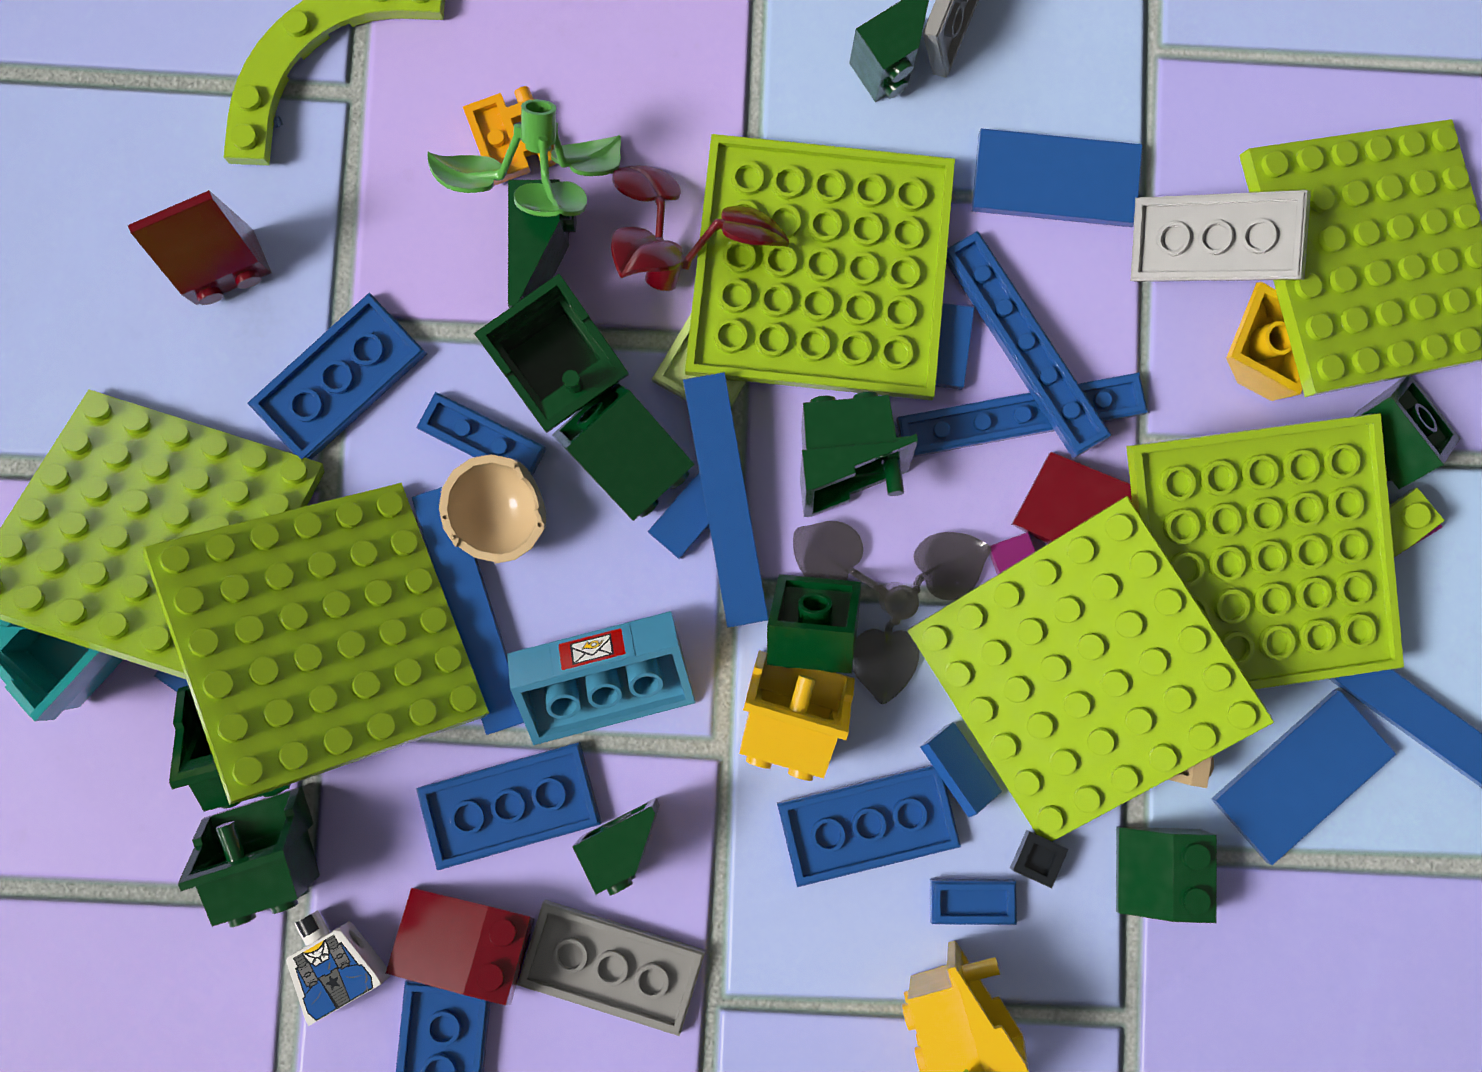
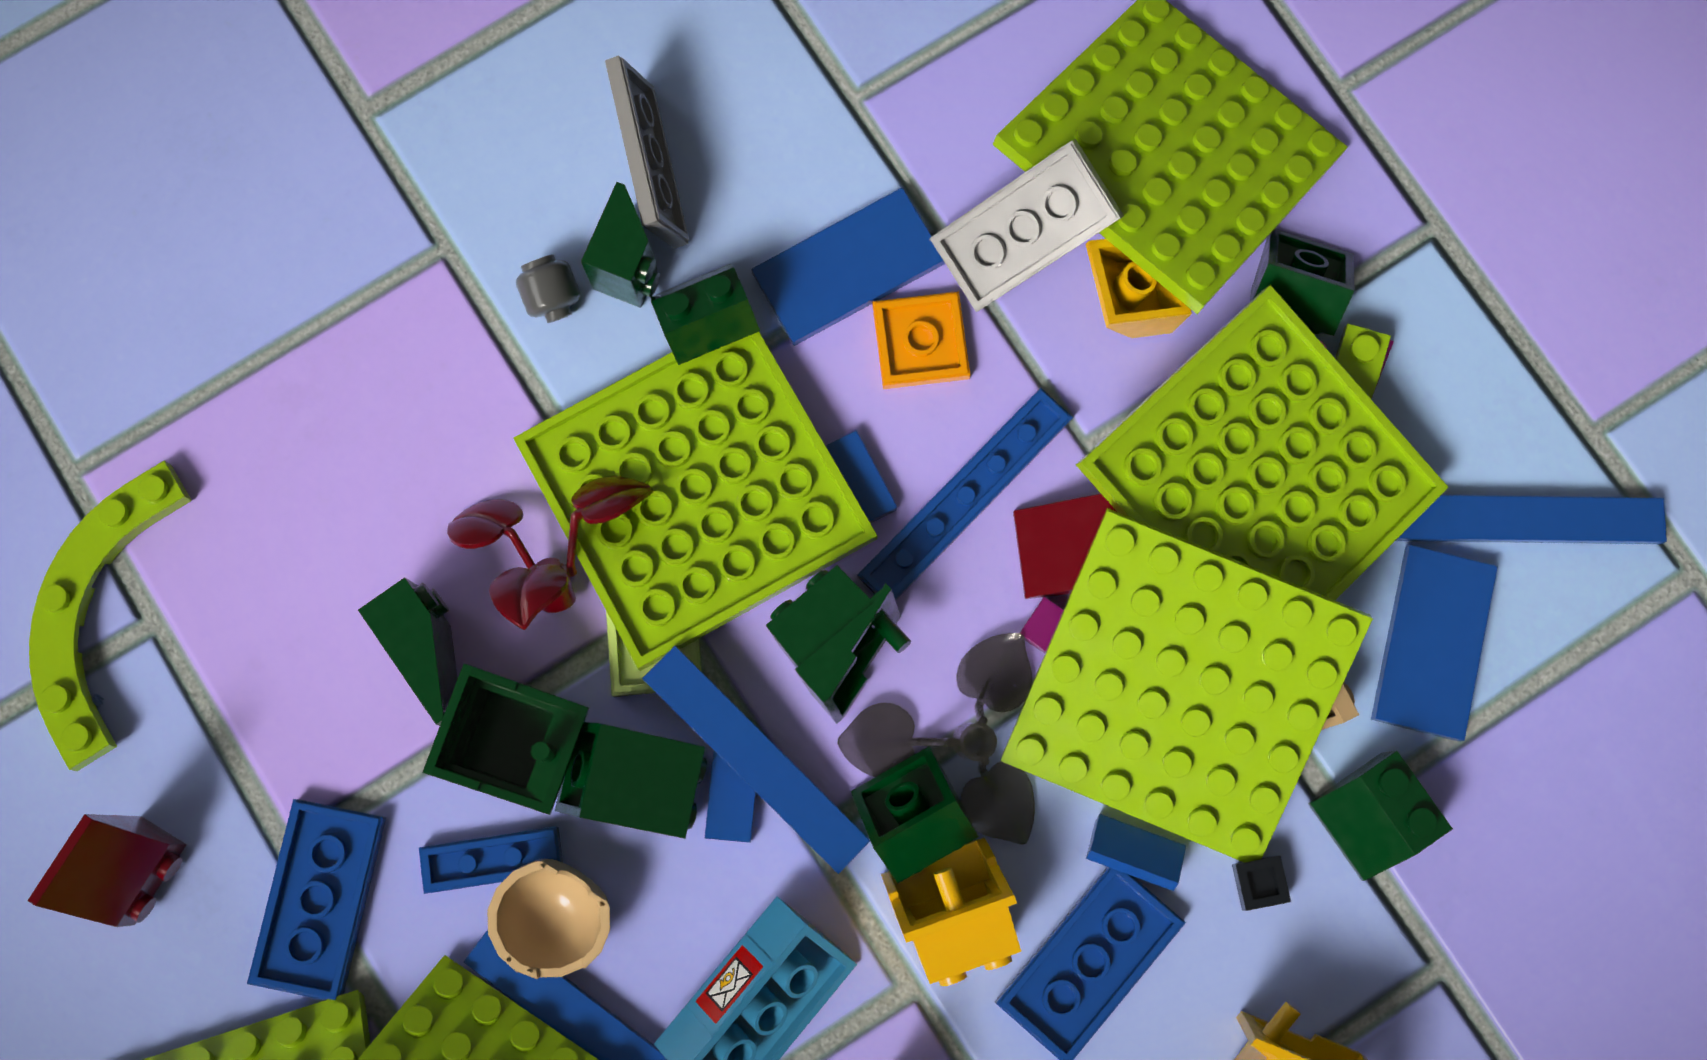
camera: 35 degrees left, 5 degrees down
(493, 130) = (319, 576): light orange plate -> none
(538, 132) = (356, 548): bright green plant -> none
(815, 37) = (548, 288): none -> dark grey head
(921, 138) = (704, 314): none -> dark green slope
(973, 901) = (1231, 964): blue tile -> none
(1026, 345) = (925, 432): blue tile -> none
(1072, 273) = (921, 340): none -> light orange tile

